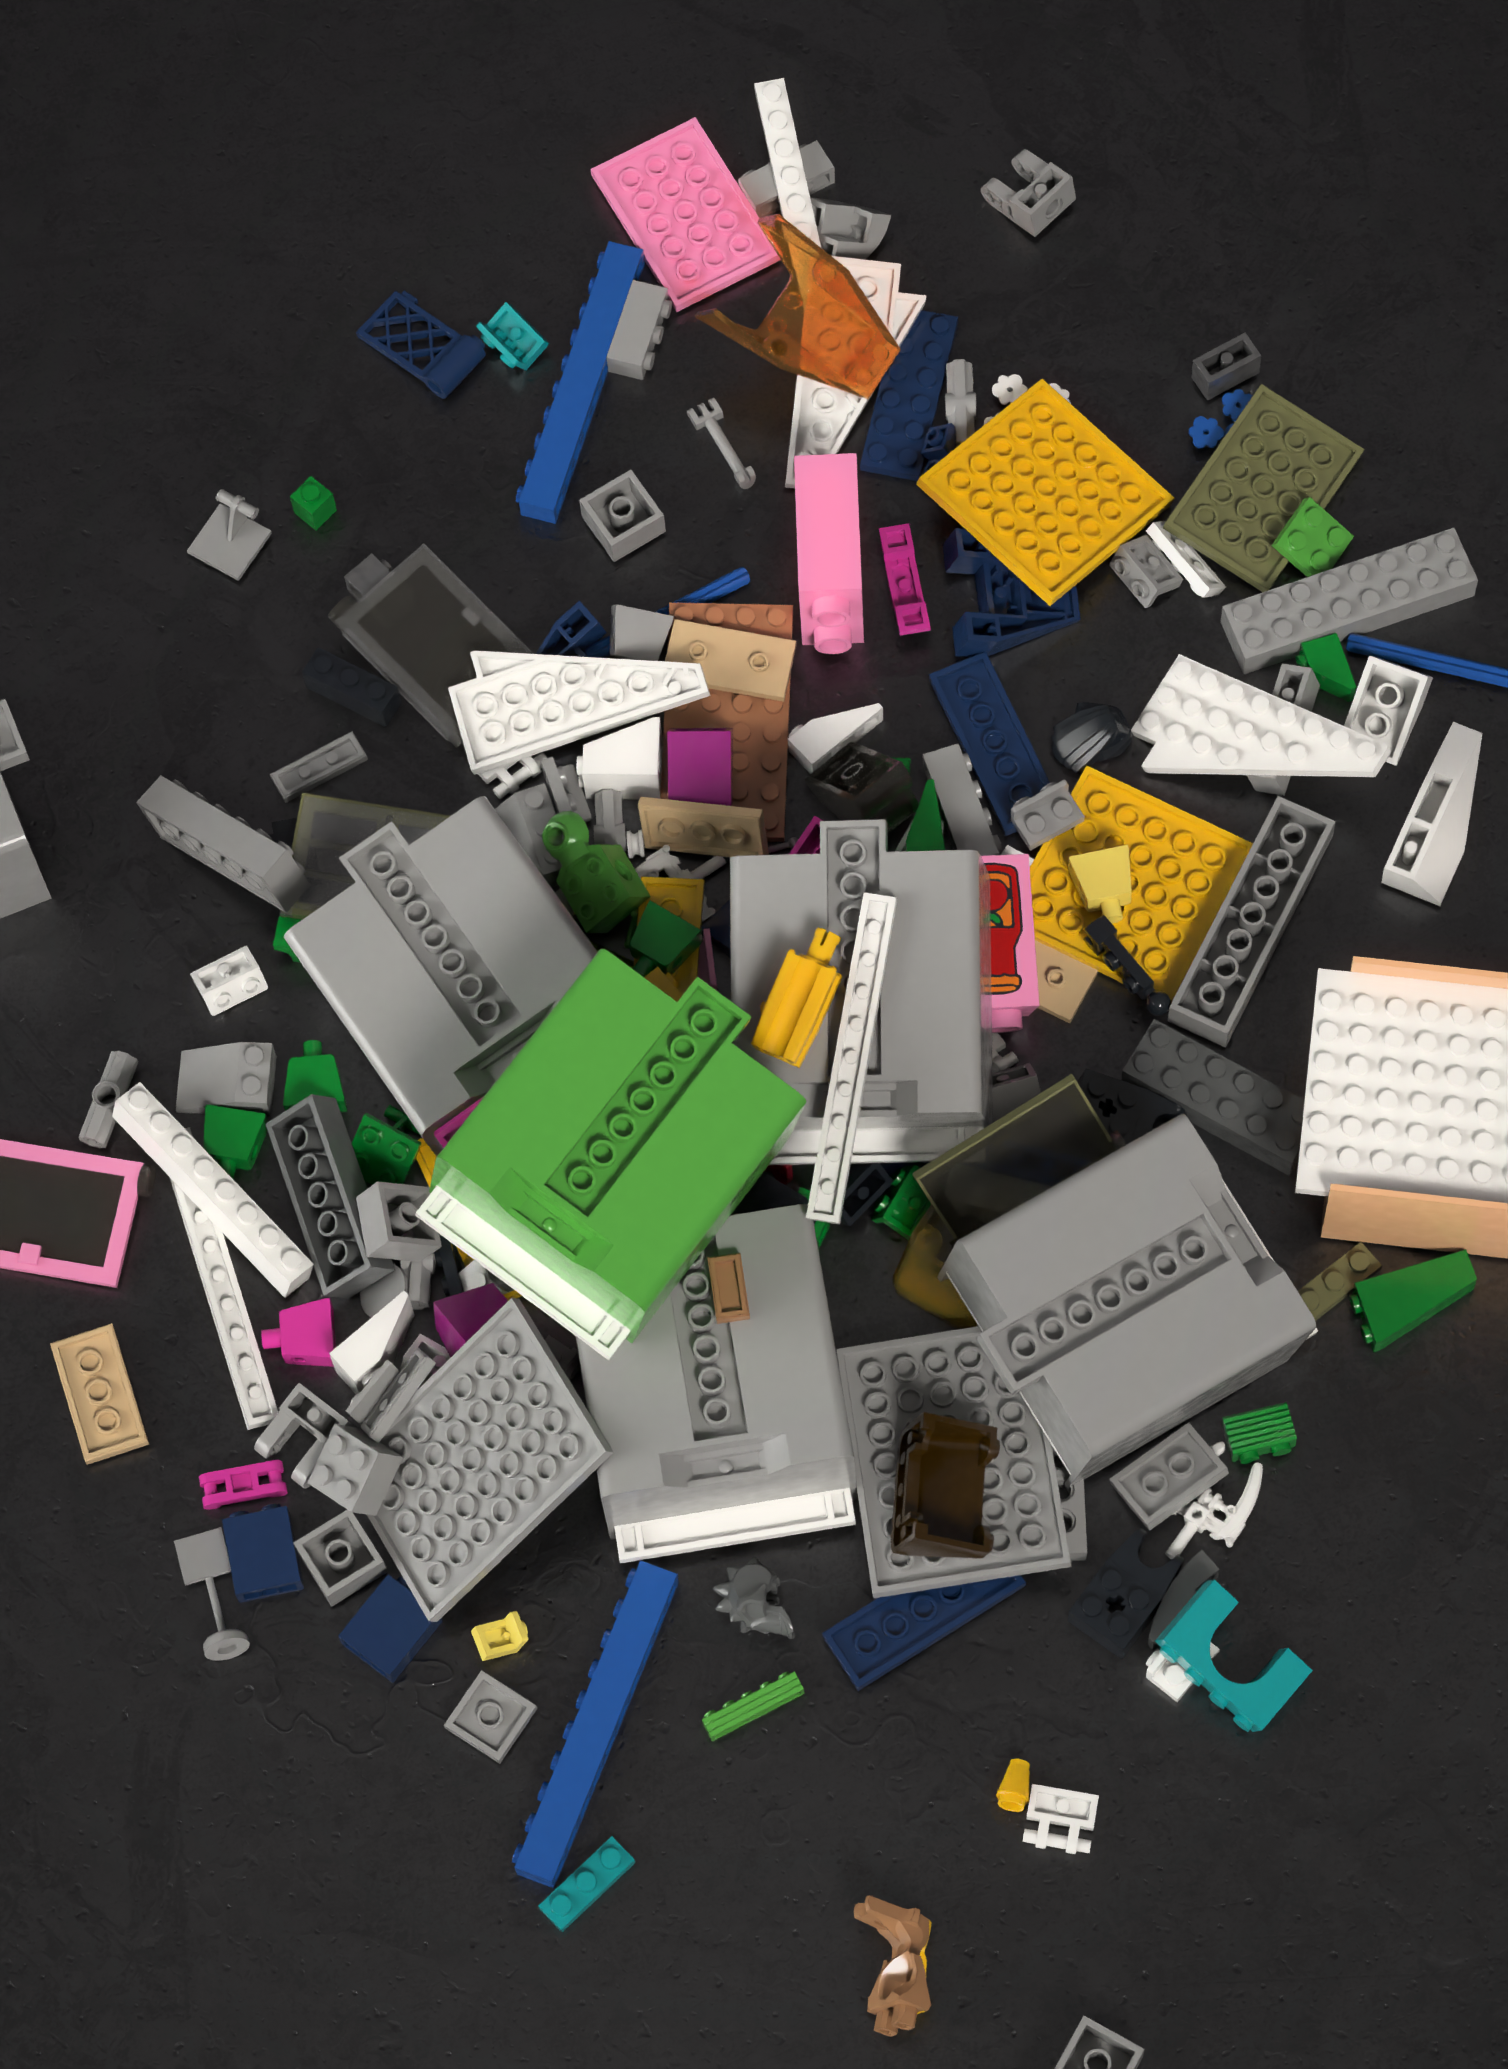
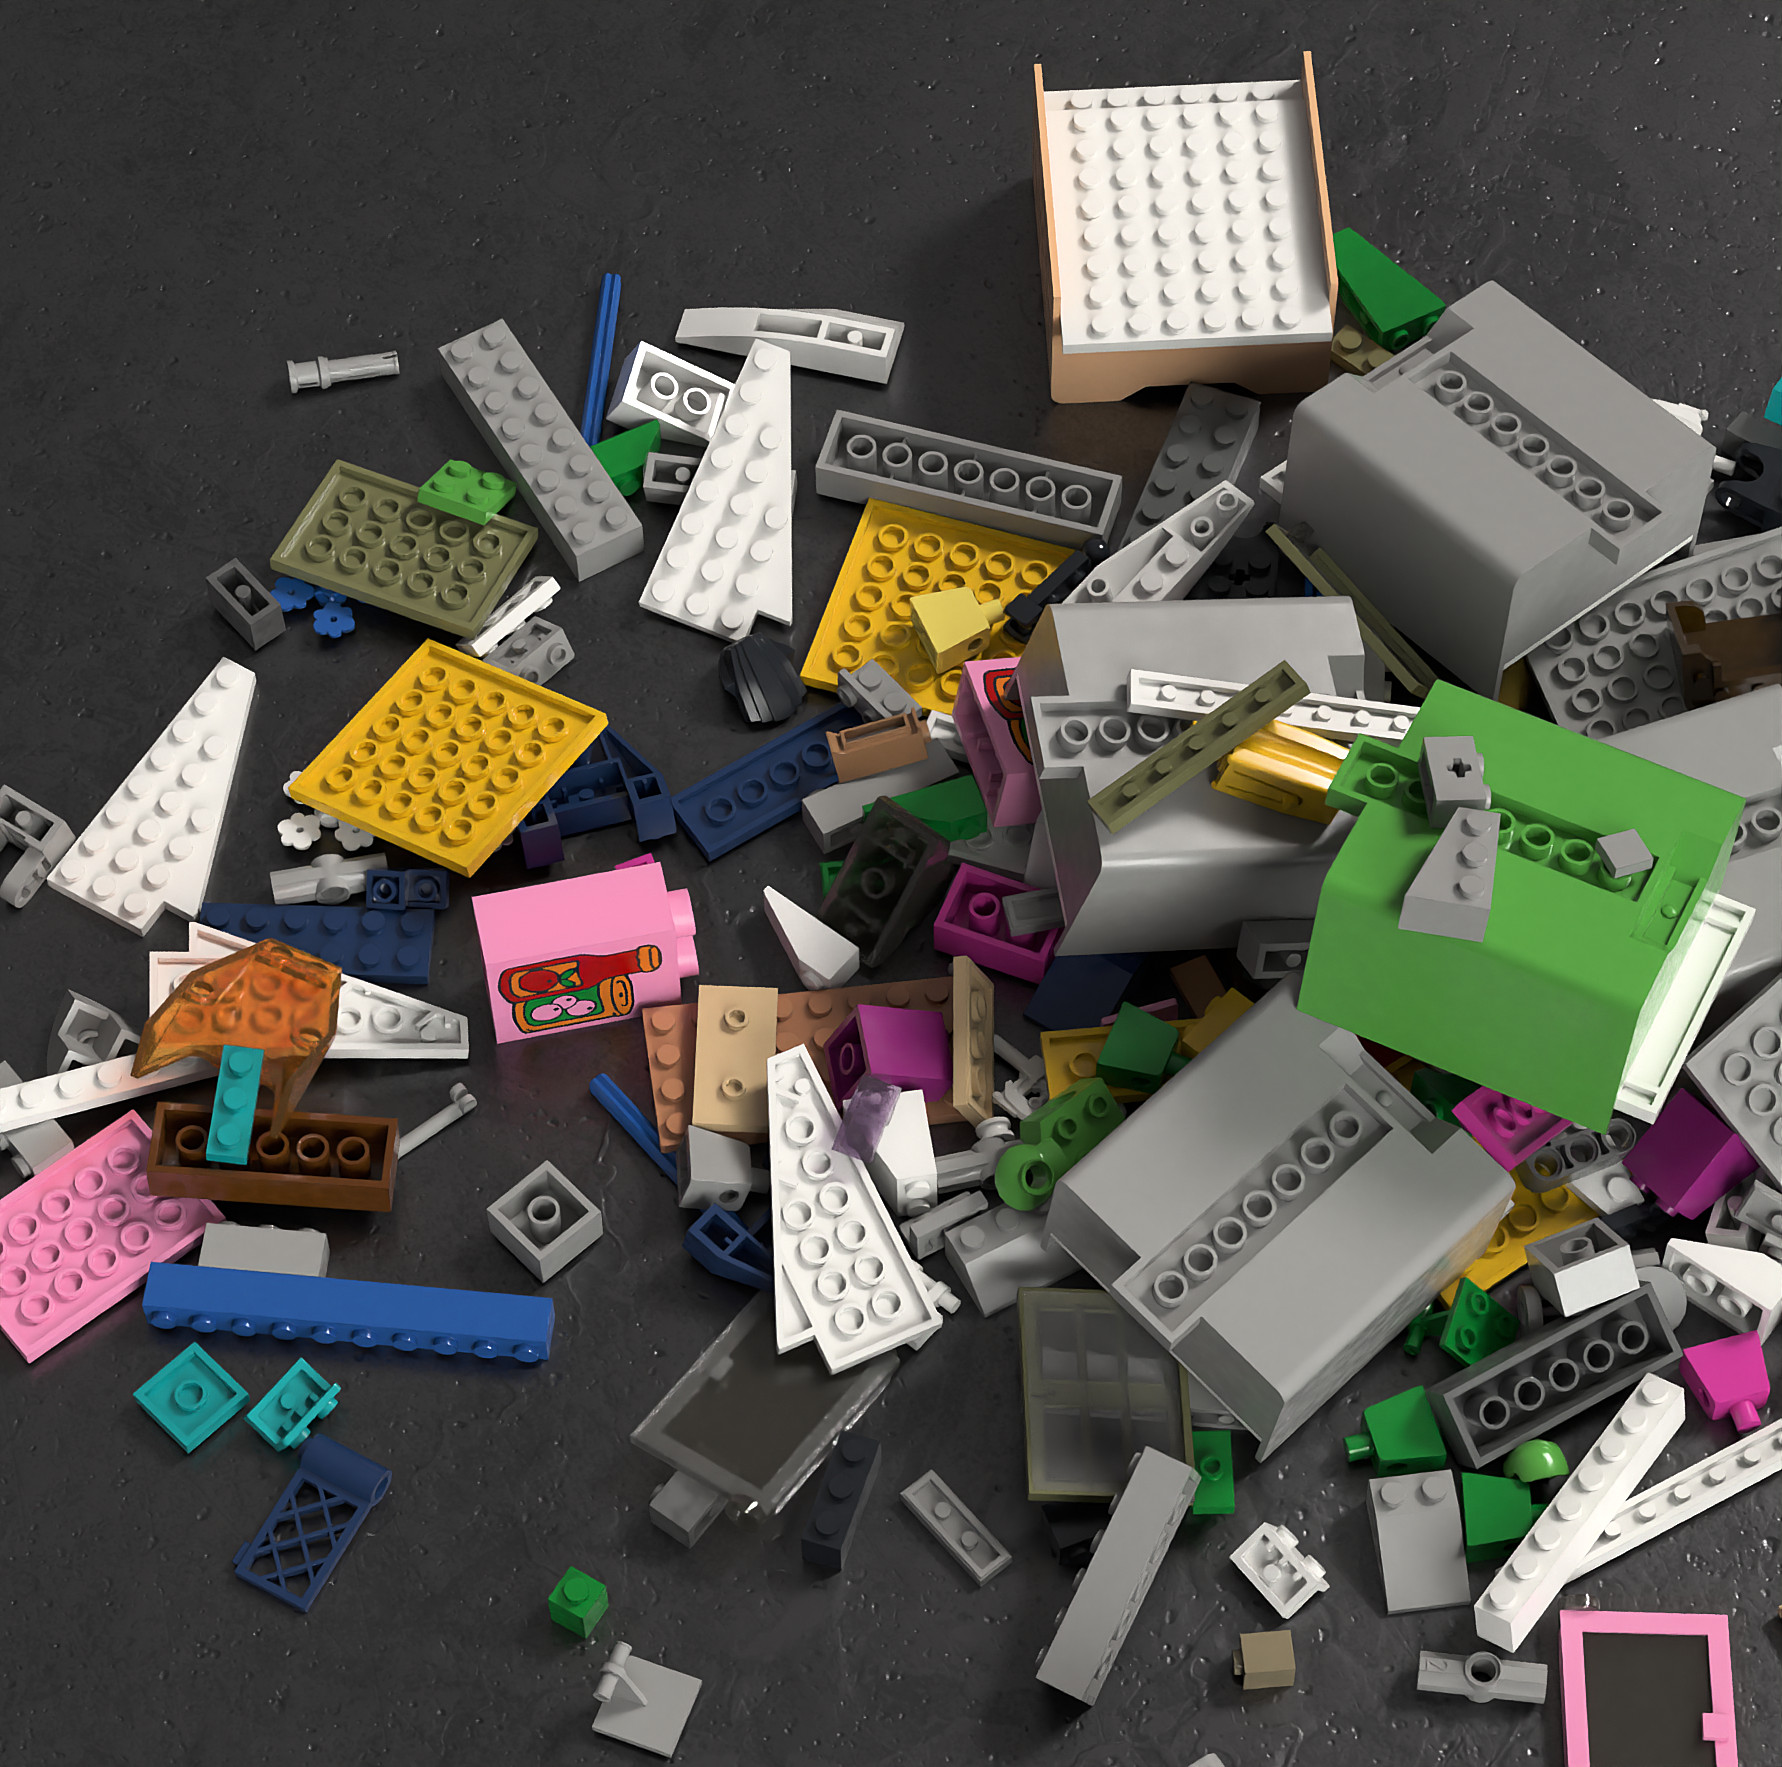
camera: 105 degrees left, 10 degrees down
(159, 953) = (1265, 1659): none -> dark tan brick
(261, 1172) = (1535, 1461): none -> bright green hair
(537, 274) = (191, 1397): none -> teal plate
(575, 1038) = (1456, 880): none -> light grey wedge
(590, 1184) = (1624, 853): none -> light grey tile
(632, 724) = (866, 1118): none -> clear purple slope
(694, 1061) = (1451, 777): none -> light grey brick
(698, 354) = (311, 1164): none -> reddish brown brick
(740, 298) = (235, 1105): none -> teal plate
(802, 927) = (1198, 747): none -> olive plate
(990, 800) = (879, 746): none -> medium nougat window
(1033, 294) = (163, 823): none -> white wing
(1109, 1027) = (1171, 555): none -> white wedge
(1459, 451) = (325, 371): none -> light grey pin

